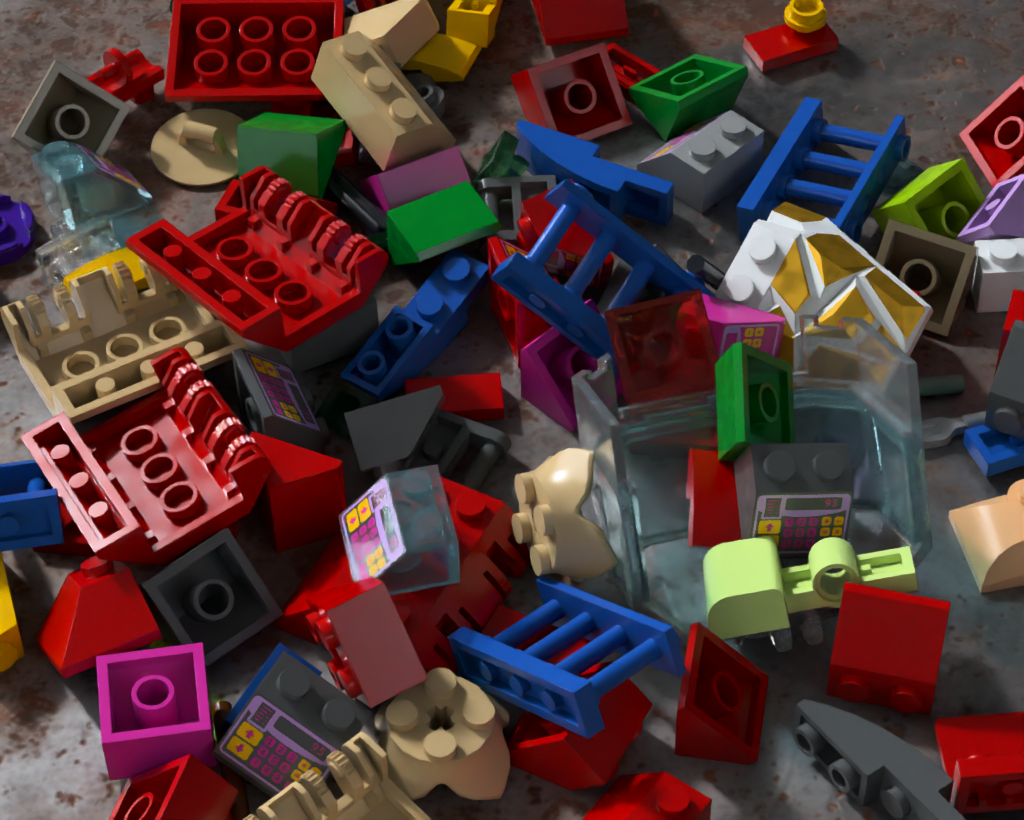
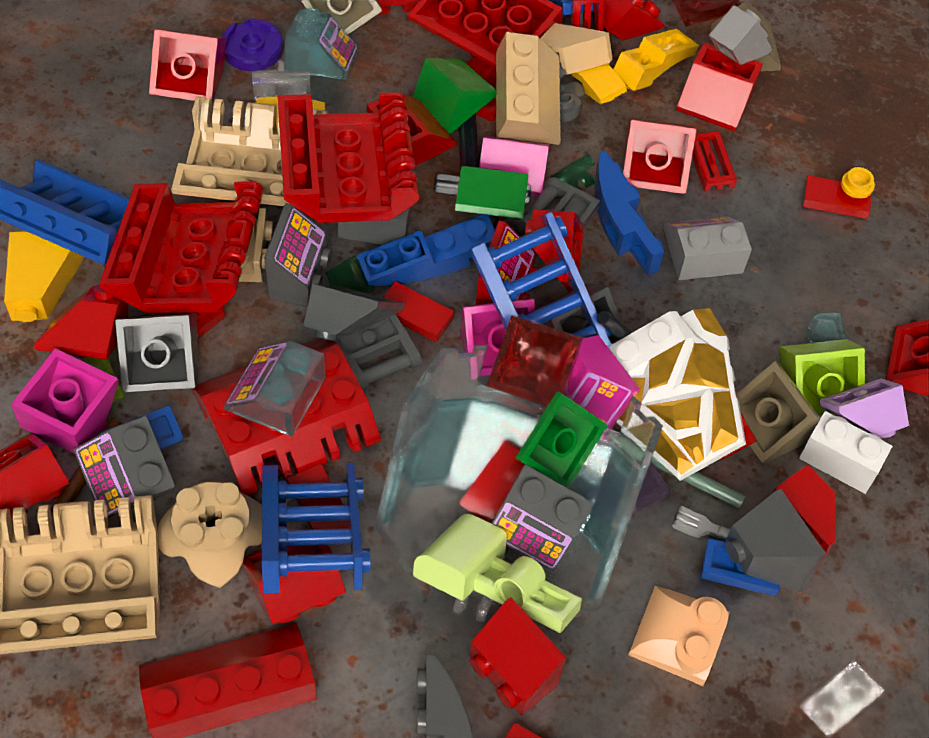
camera: 30 degrees right, 10 degrees up
(198, 147) = (404, 55): tan shield -> none
(300, 494) = (254, 313): red slope -> none
(365, 640) = (199, 440): red slope -> none
(553, 518) = (377, 434): tan brick -> none
(688, 93) = (733, 193): green slope -> none
(719, 702) = (390, 616): red slope -> none
(795, 154) = (768, 276): blue fence -> none

